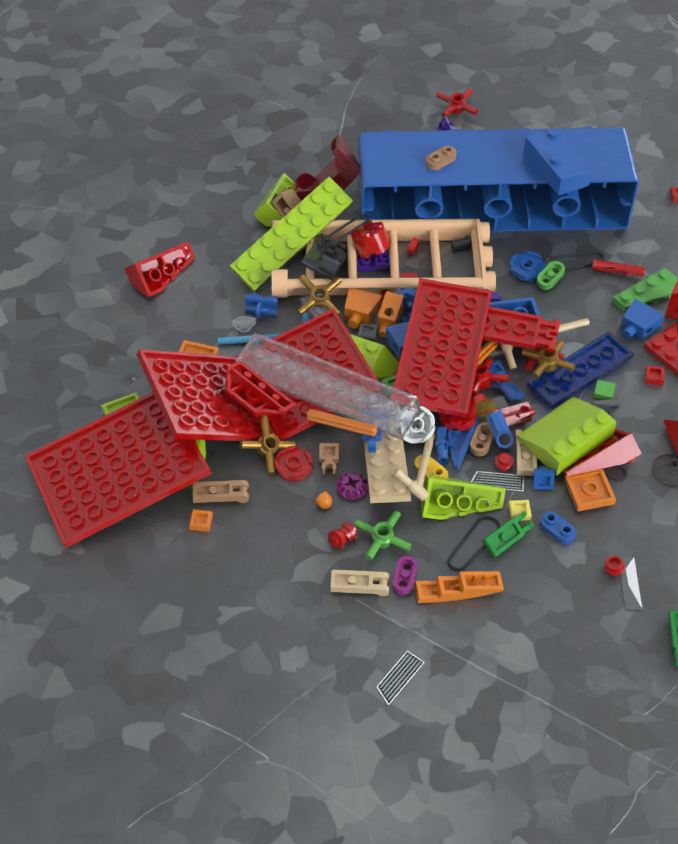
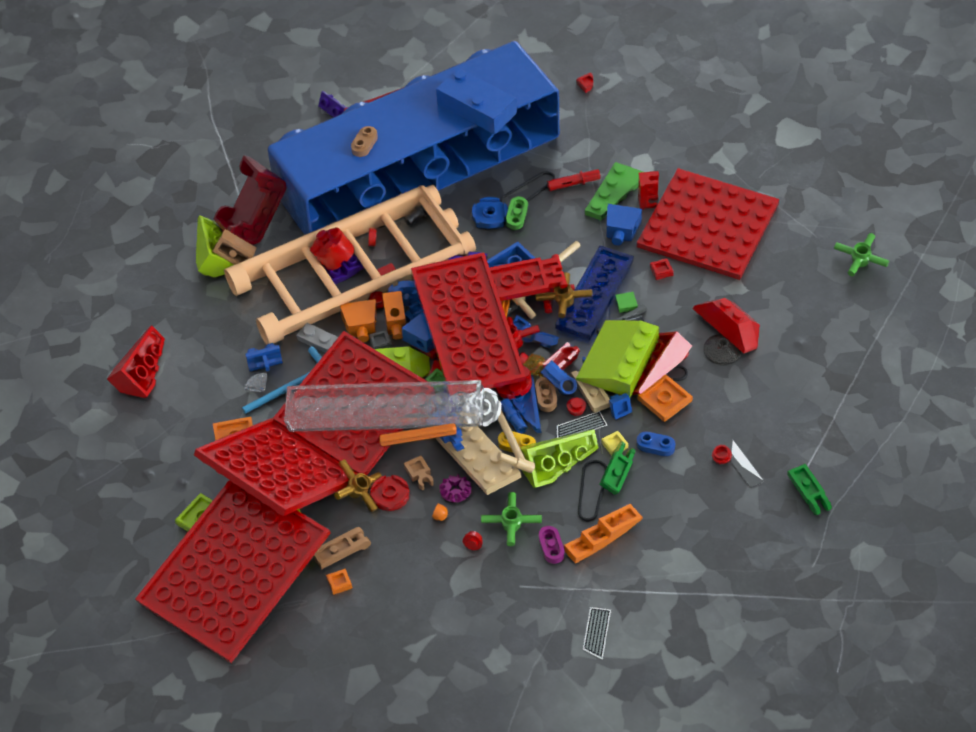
camera: 25 degrees left, 0 degrees up
(255, 392) = (322, 441): red wedge -> none
(291, 234) = (253, 275): lime plate -> none
(319, 289) = (315, 331): pearl gold bar -> none
(325, 259) = (300, 284): black hinge -> none
(329, 244) = (298, 247): black piece -> none
(349, 530) = (481, 528): red plate -> none
(360, 582) = (515, 568): tan plate -> none
(457, 103) = (324, 72): red bar -> none

